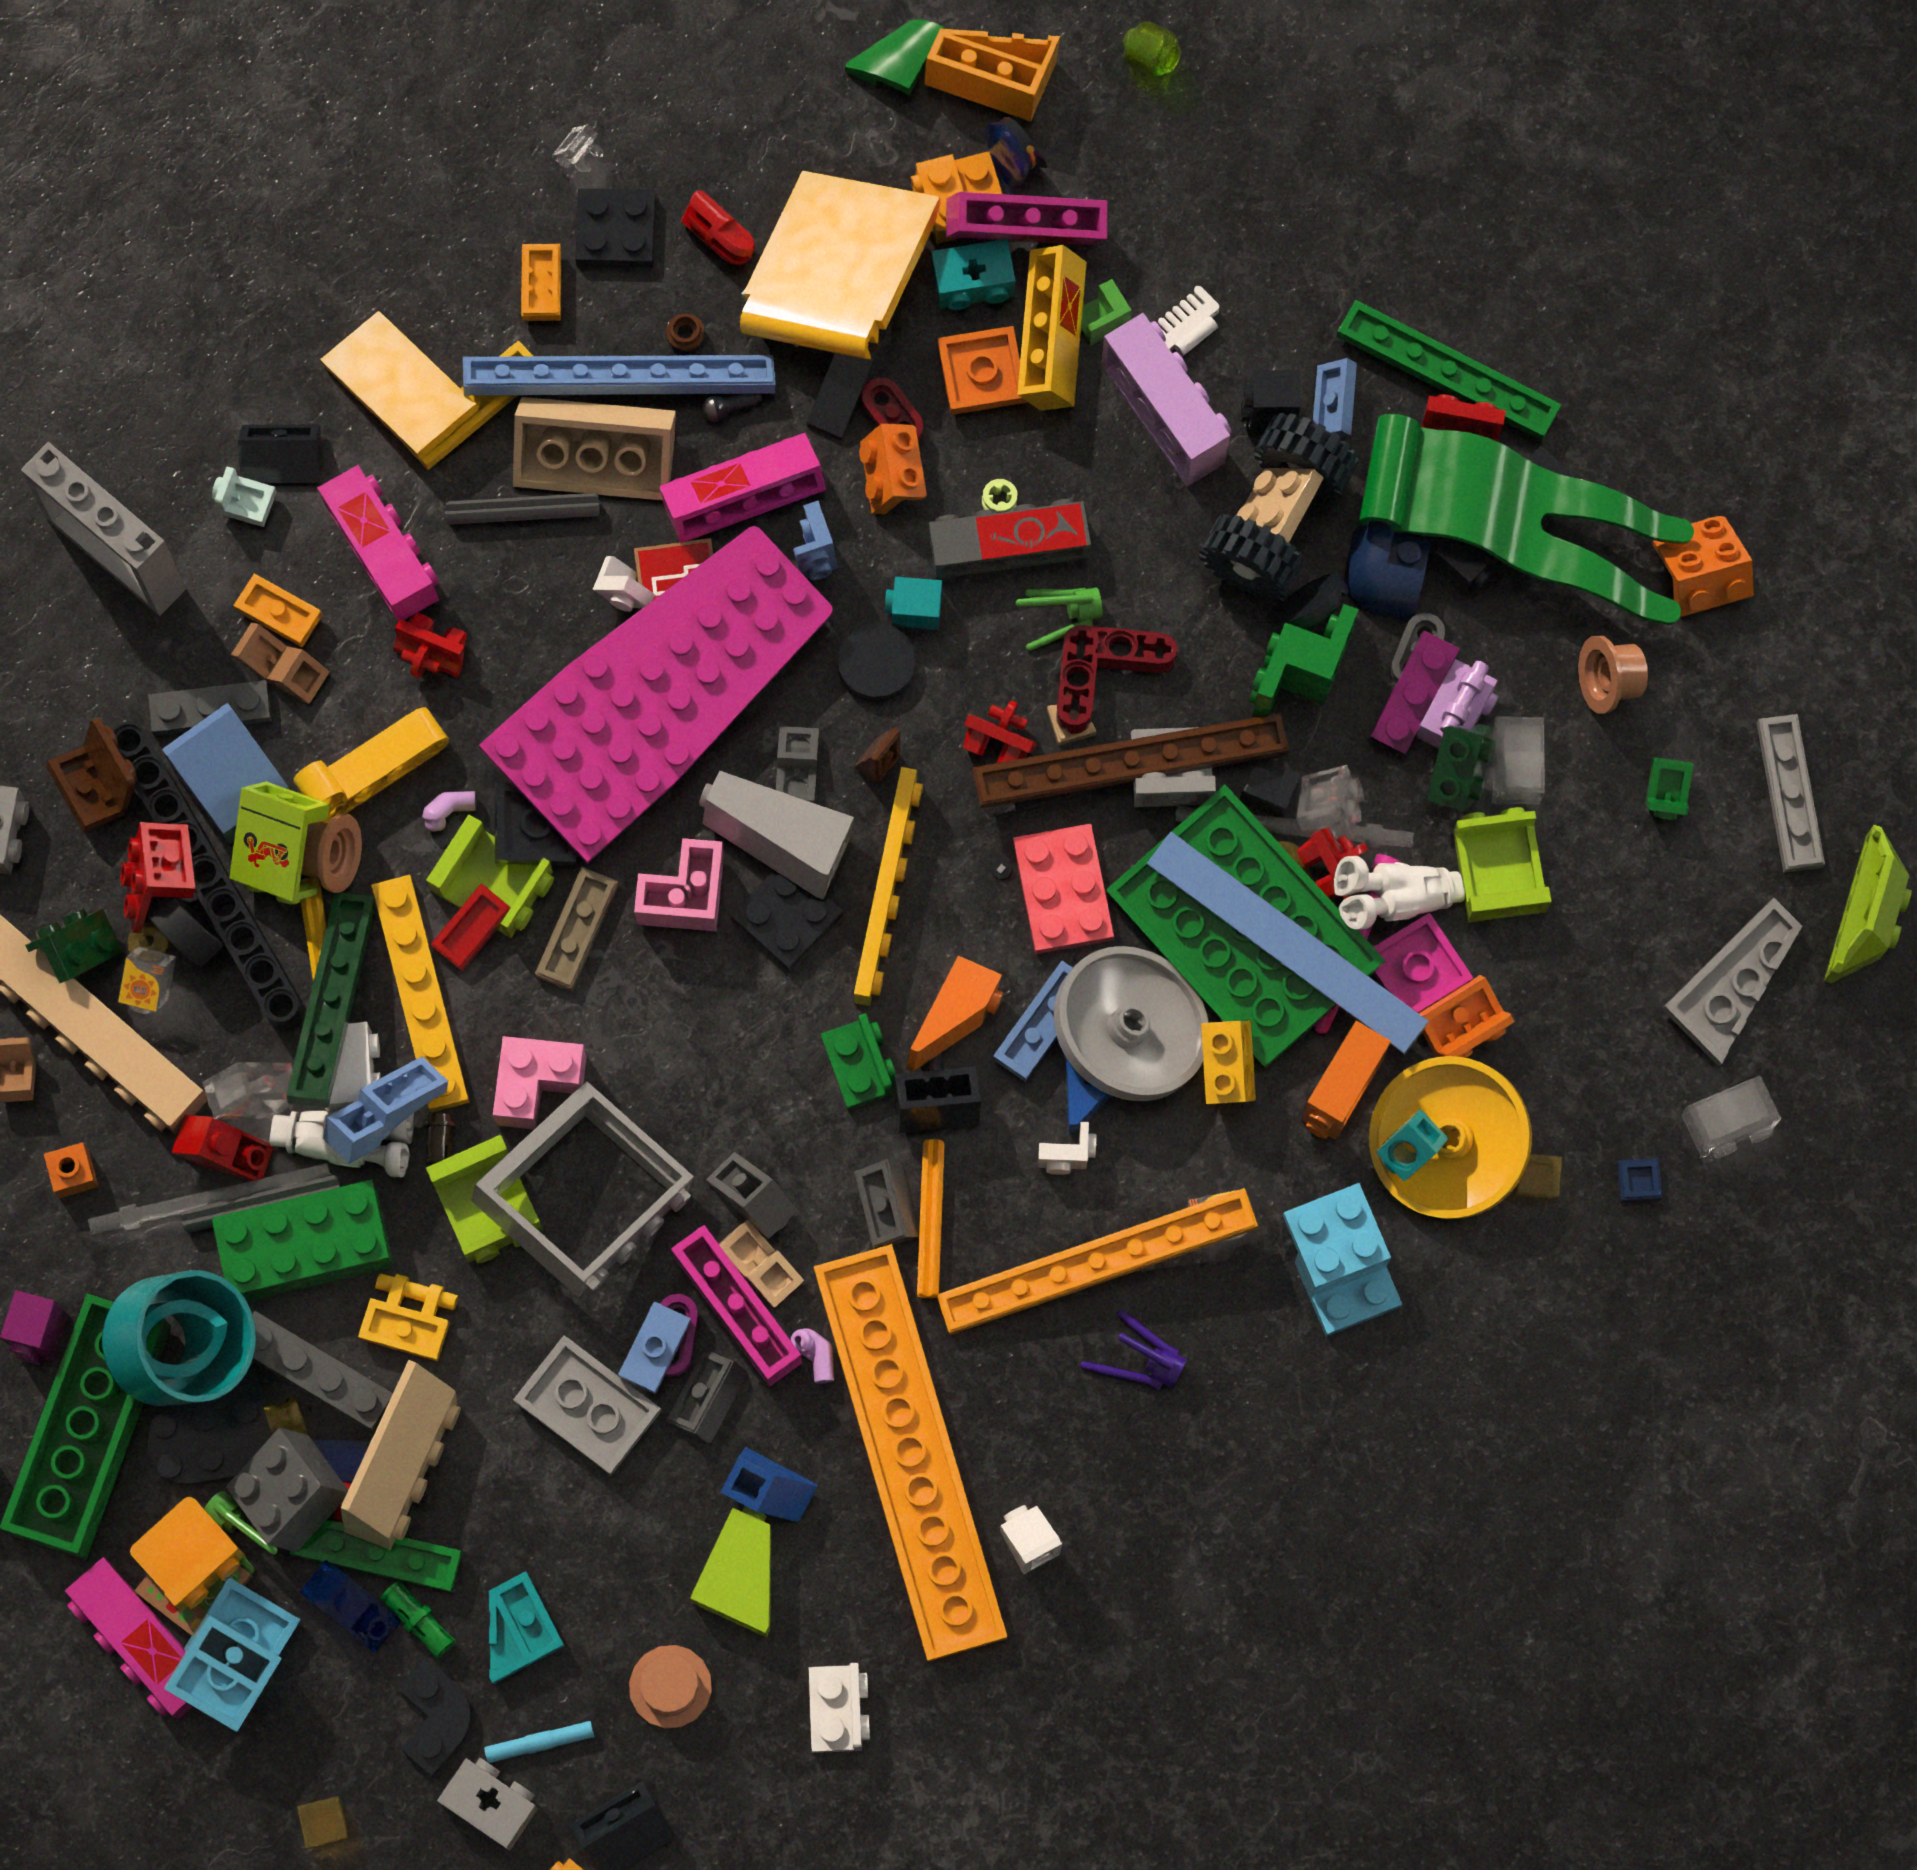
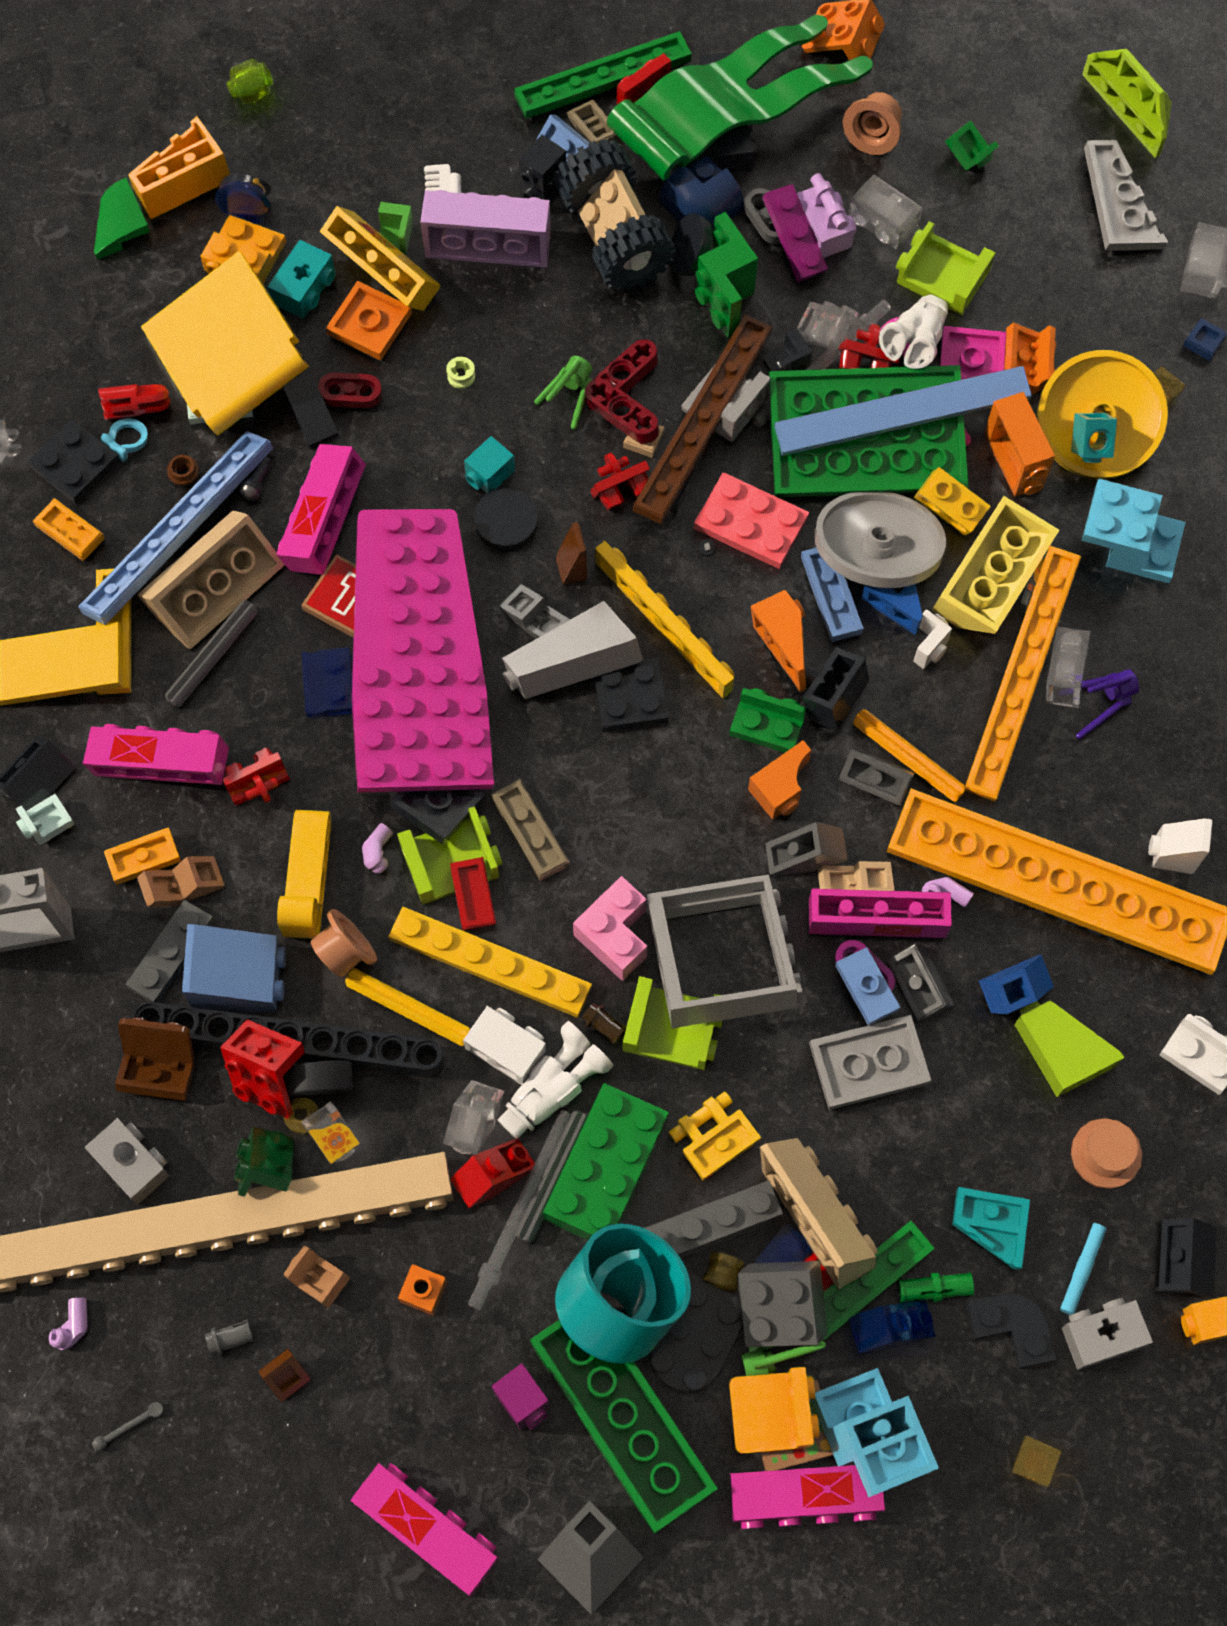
camera: 50 degrees left, 5 degrees down
(273, 840) = (310, 969): lime panel -> none
(331, 1000) = (454, 1017): dark green plate -> none
(382, 1108) = (560, 1038): medium blue slope -> none
(575, 629) = (327, 681): none -> clear blue plate
(618, 585) = (325, 629): white bracket -> none
(661, 261) = (123, 450): none -> medium azure piece
(684, 900) = (571, 735): bright pink brick -> none
(801, 1117) = (777, 785): none -> orange arch
(817, 556) = (399, 485): medium blue bracket -> none
(892, 466) = (386, 414): orange bracket -> none
(1009, 538) = (494, 383): brick -> none
(1026, 218) = (297, 217): dark pink brick -> none
(1139, 1300) = (1067, 667): none -> clear brick
(1189, 1155) = (995, 569): none -> light yellow slope
(1363, 427) = (595, 127): none -> dark tan slope
(1460, 765) = (868, 236): dark green bracket -> none
(1790, 793) = (1024, 91): light grey tile -> none

